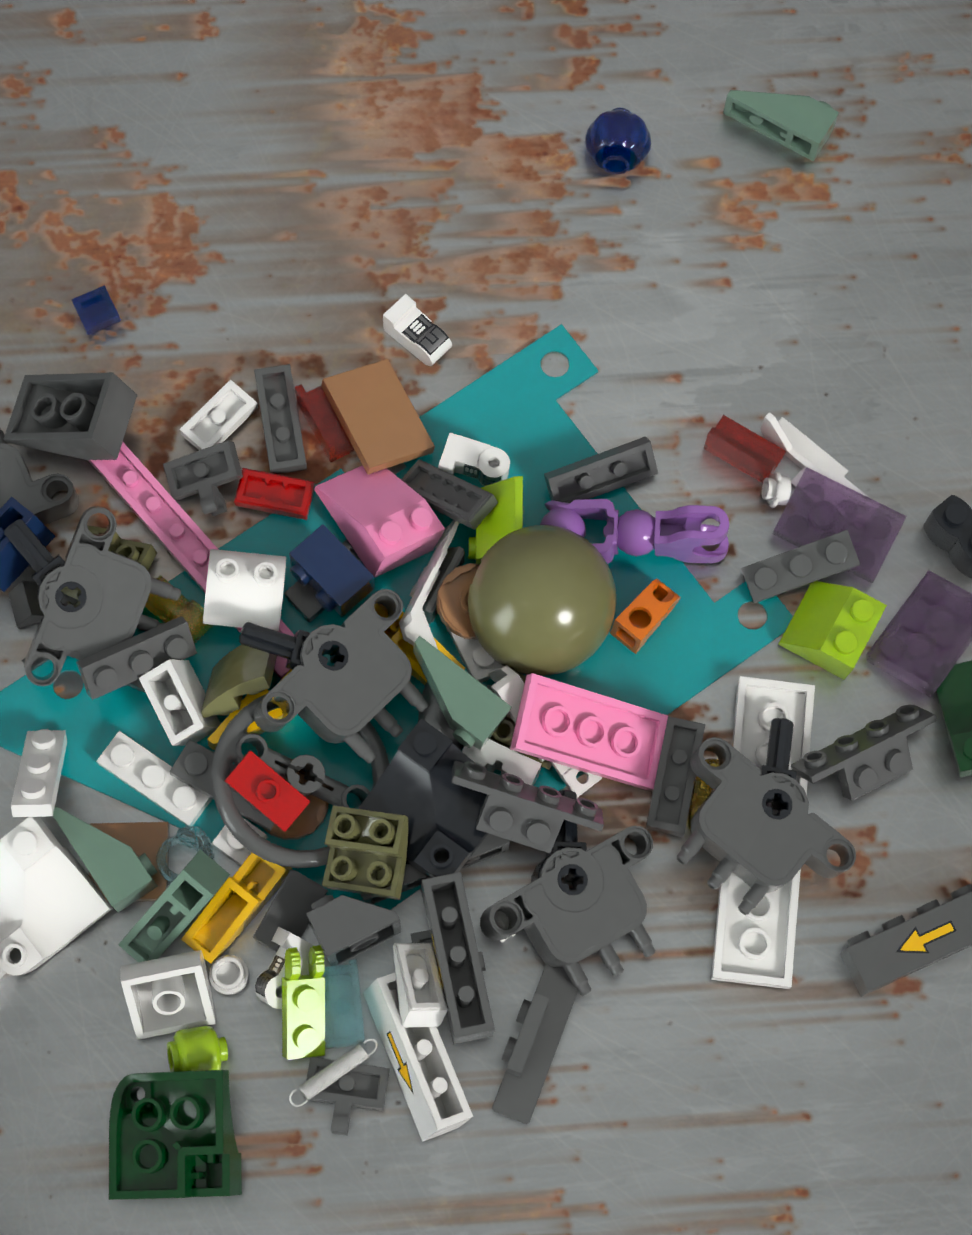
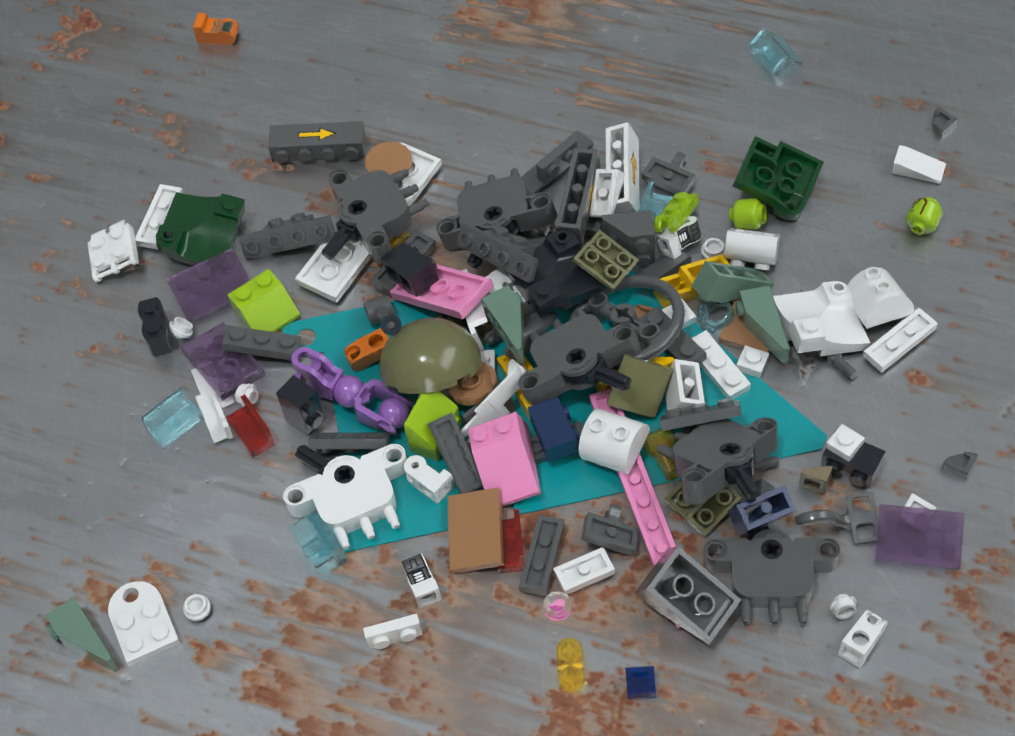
camera: 145 degrees left, 15 degrees down
(39, 773) = (788, 375): white plate -> none
(108, 803) = (752, 361): none -> white plate
(192, 314) = (571, 677): none -> clear yellow piece
(236, 367) = (557, 606): none -> clear tile
(267, 791) = (650, 305): red plate -> none
(274, 493) = (566, 506): red plate -> none
(333, 1072) = (669, 178): white piece -> none
(425, 252) = (389, 632): none -> white plate
(554, 388) = (348, 490): none -> white piece
(565, 324) = (317, 541): none -> clear light blue panel
(618, 141) = (205, 666): clear blue plant -> none
(647, 740) = (410, 268): none -> black brick
(665, 676) = (381, 311): none -> dark grey piece
(672, 205) = (196, 607): none -> white plate
(686, 479) = (300, 405): none -> black brick
(727, 166) = (141, 625): none -> white plate
(786, 932) = (389, 158): none -> medium nougat tile
(852, 422) = (171, 418): none -> clear light blue panel
(925, 561) = (180, 328): none -> white plate

